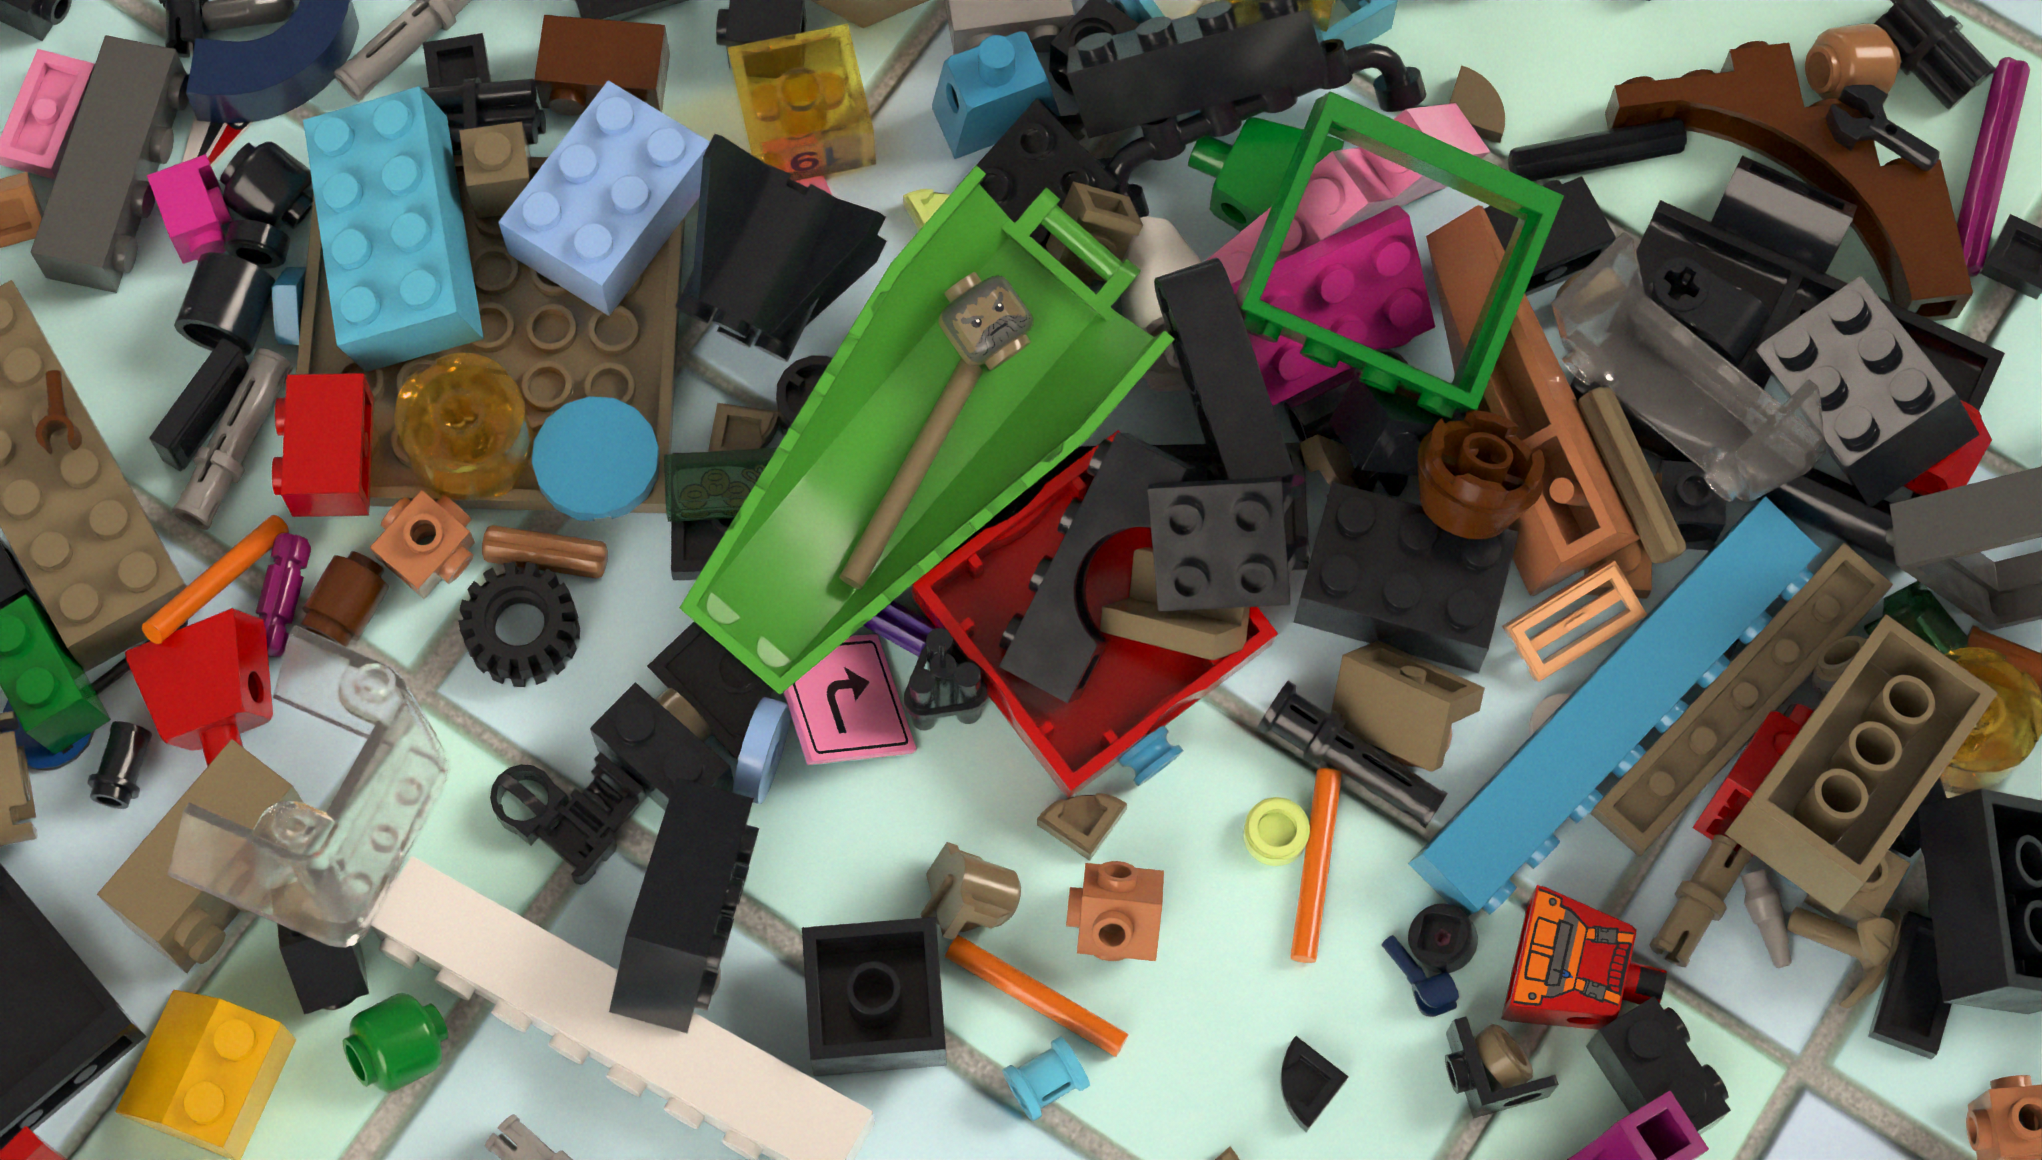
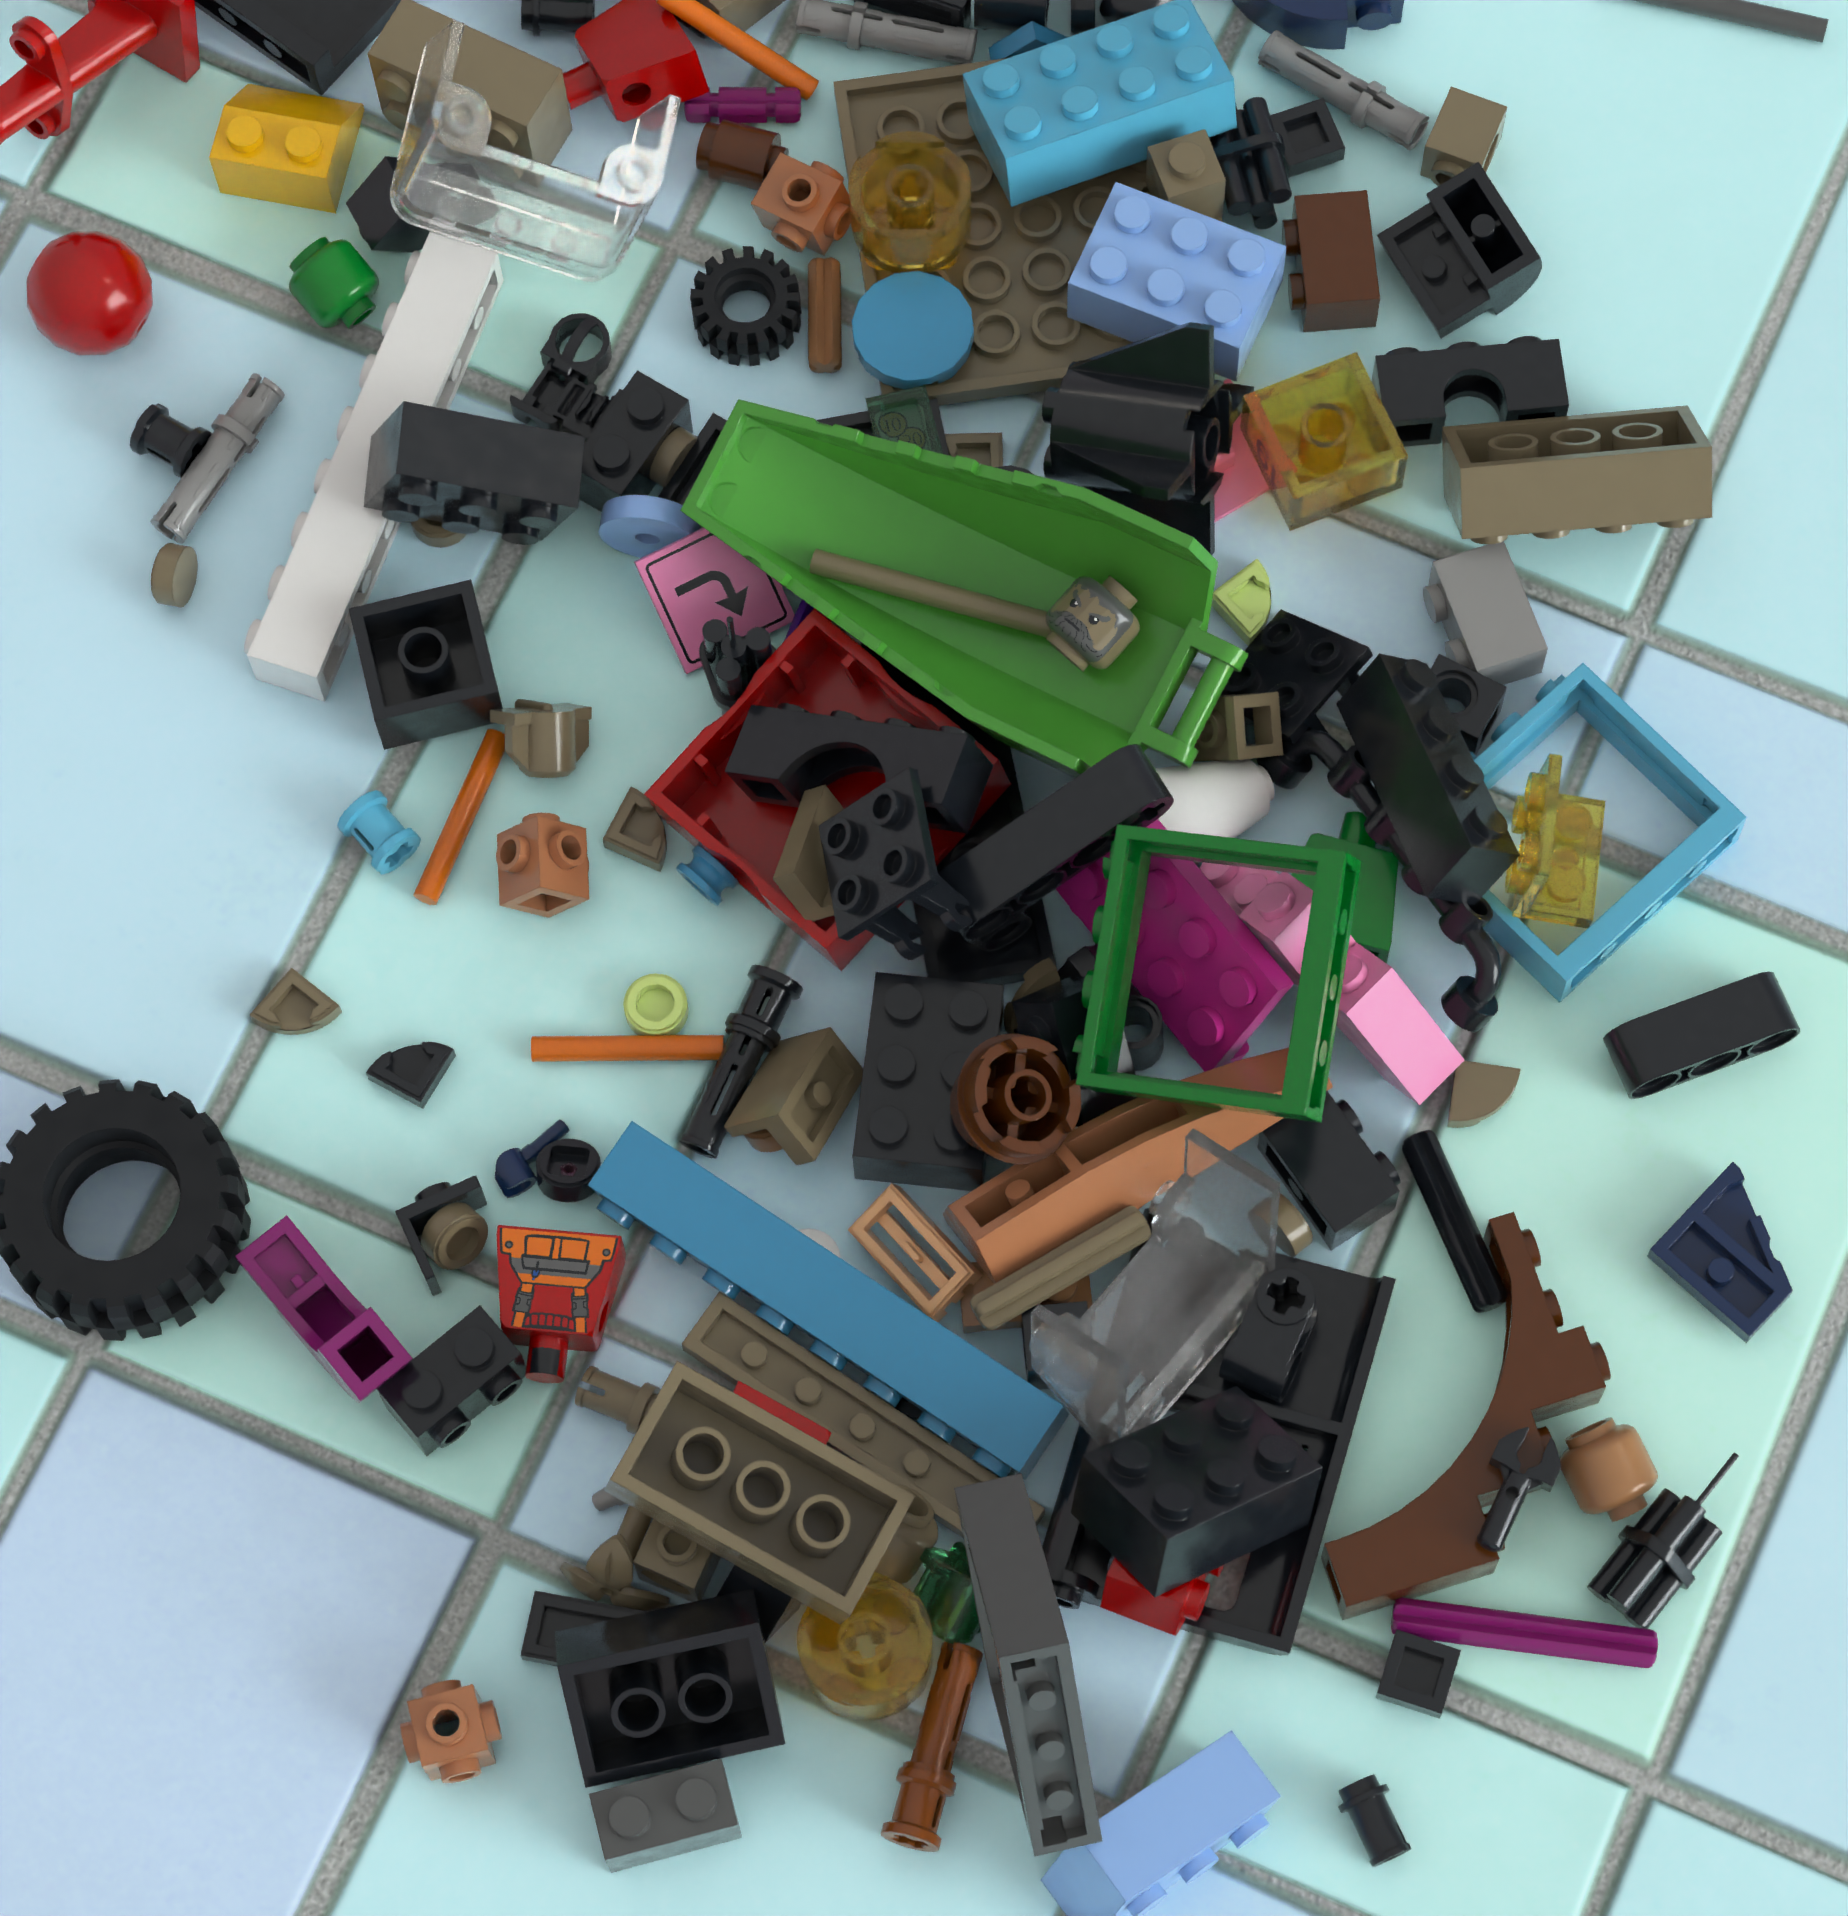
camera: 85 degrees right, 0 degrees up
(325, 445) = (876, 96): red brick -> none
(988, 90) = (1379, 609): dark azure torso -> none
(1784, 214) = (1404, 1403): black brick -> none

